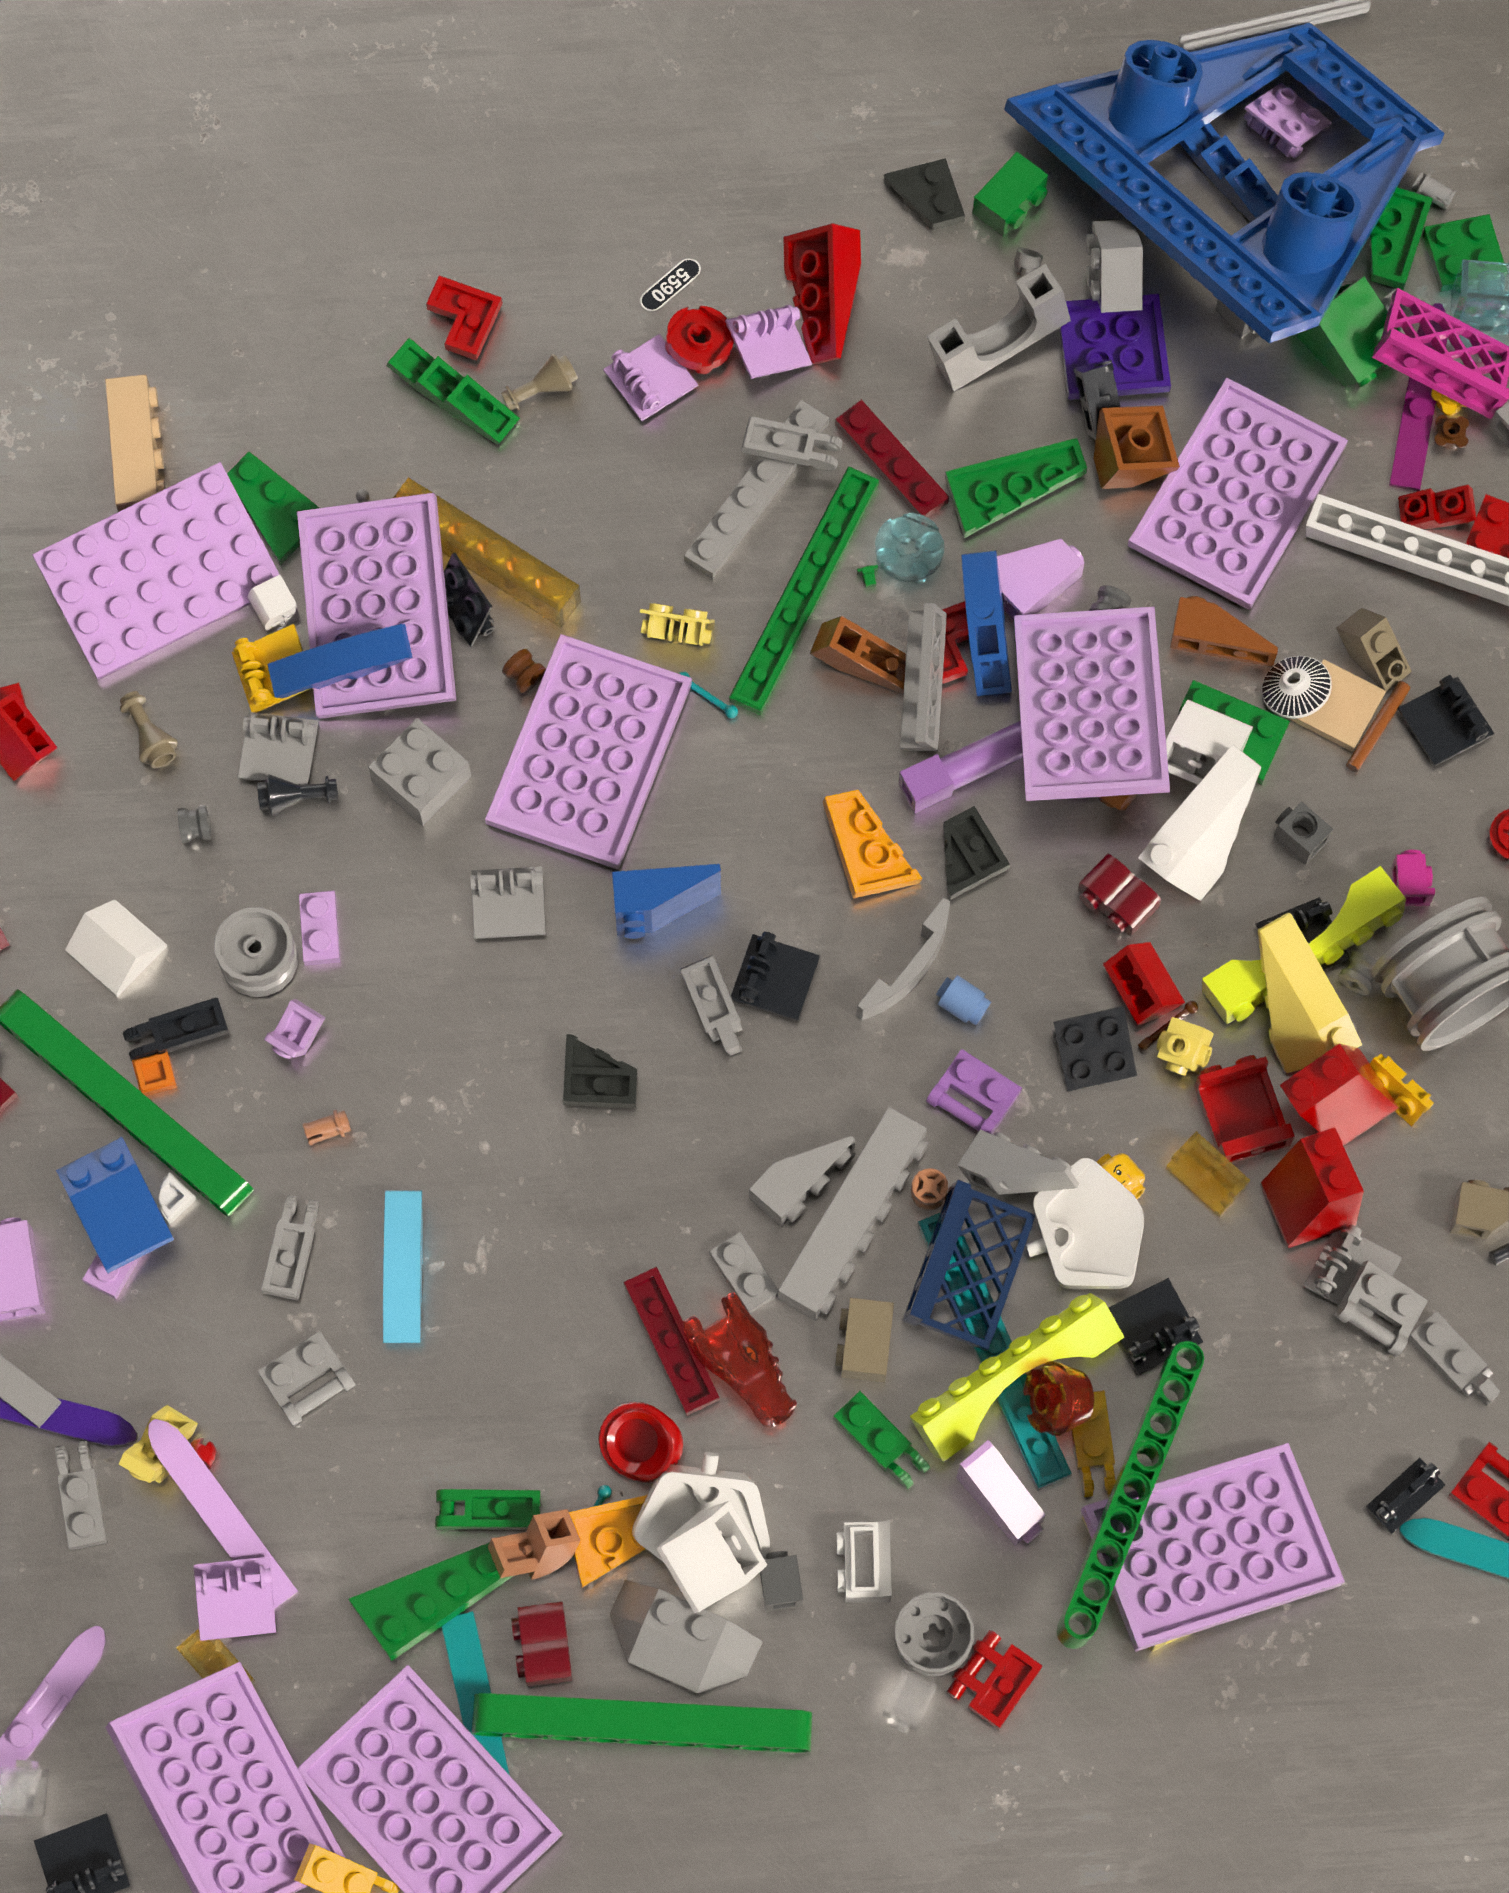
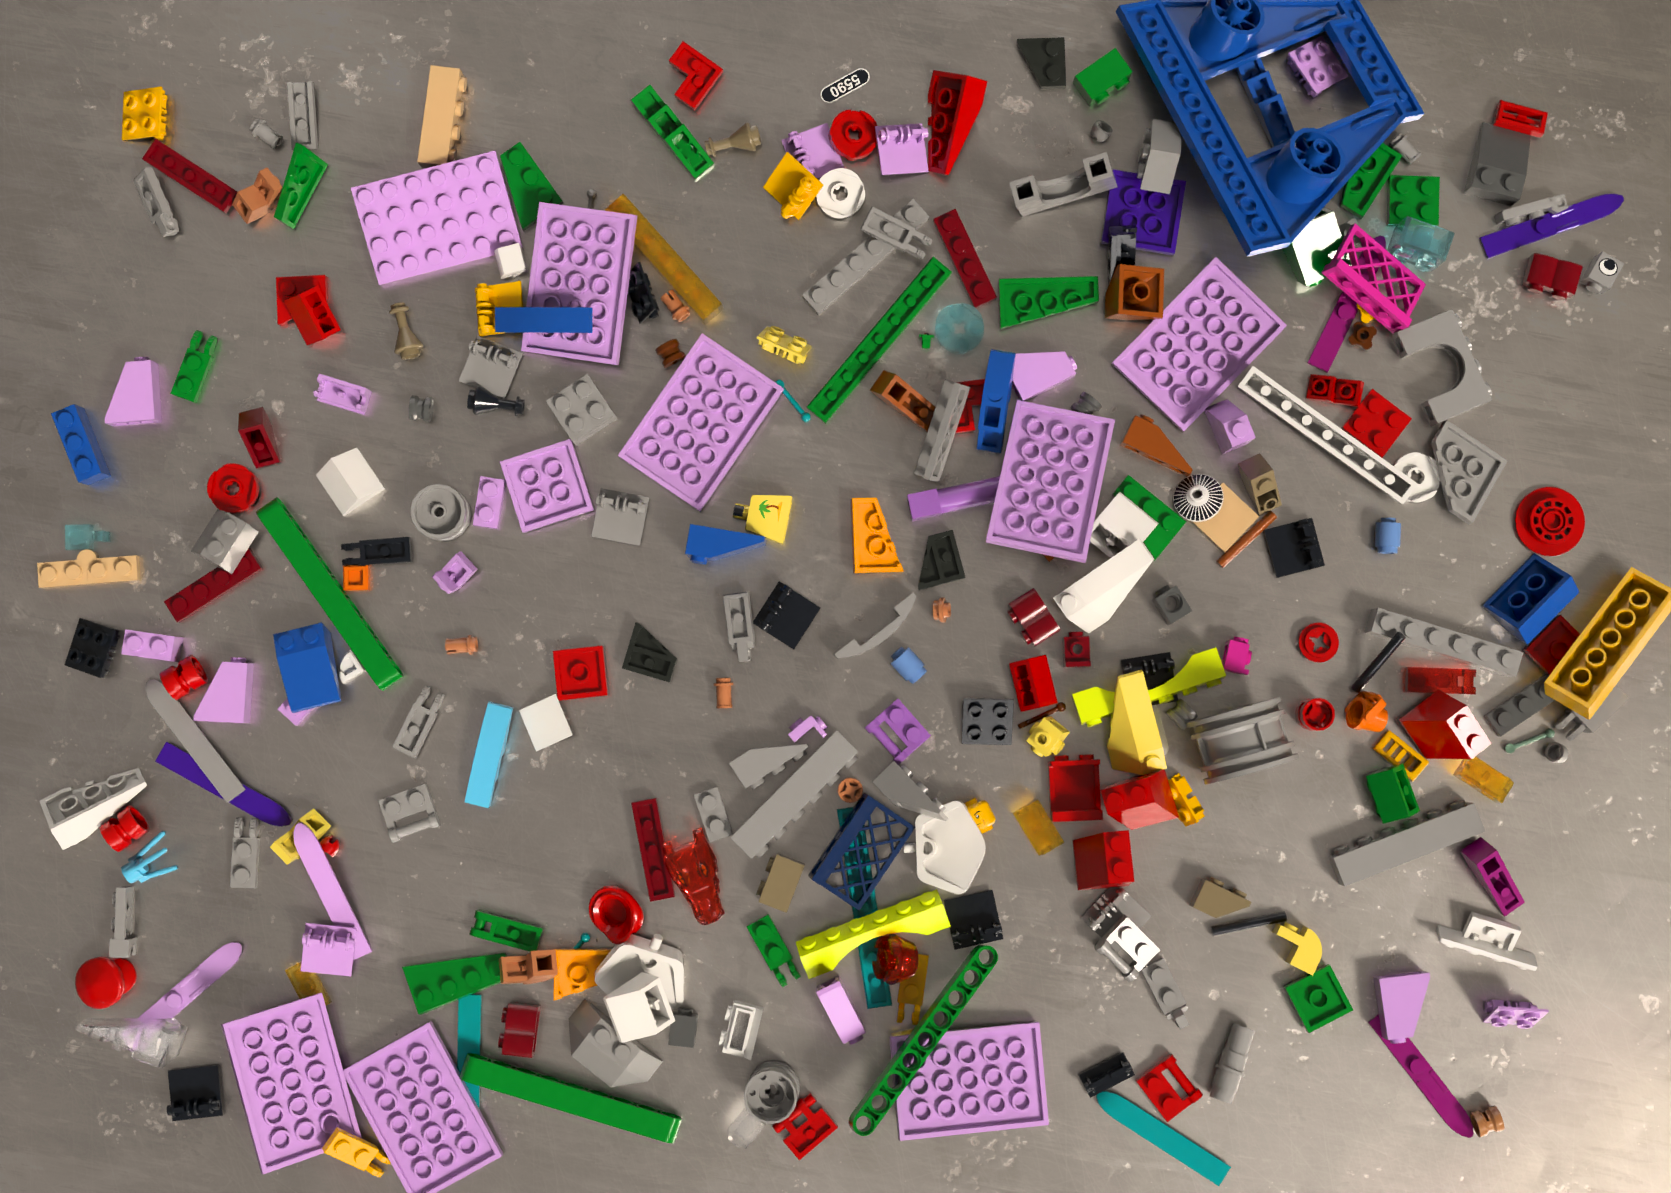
camera: 20 degrees right, 15 degrees up
(79, 831) = (342, 394): none -> lavender hinge
(395, 884) = (546, 485): none -> lavender plate
(473, 1204) = (545, 722): none -> white sticker
(505, 1123) = (580, 673): none -> red plate
(515, 610) = (675, 306): none -> nougat pin
(635, 420) = (792, 187): none -> yellow hinge
(713, 842) = (766, 516): none -> light yellow torso
(715, 1101) = (723, 692): none -> nougat pin
(716, 403) = (853, 188): none -> white plate
(838, 1120) = (800, 727): none -> lavender bracket
(989, 916) = (941, 609): none -> nougat plate
(1190, 936) = (1072, 659): none -> dark red brick
(1312, 583) = (1229, 426): none -> lavender slope

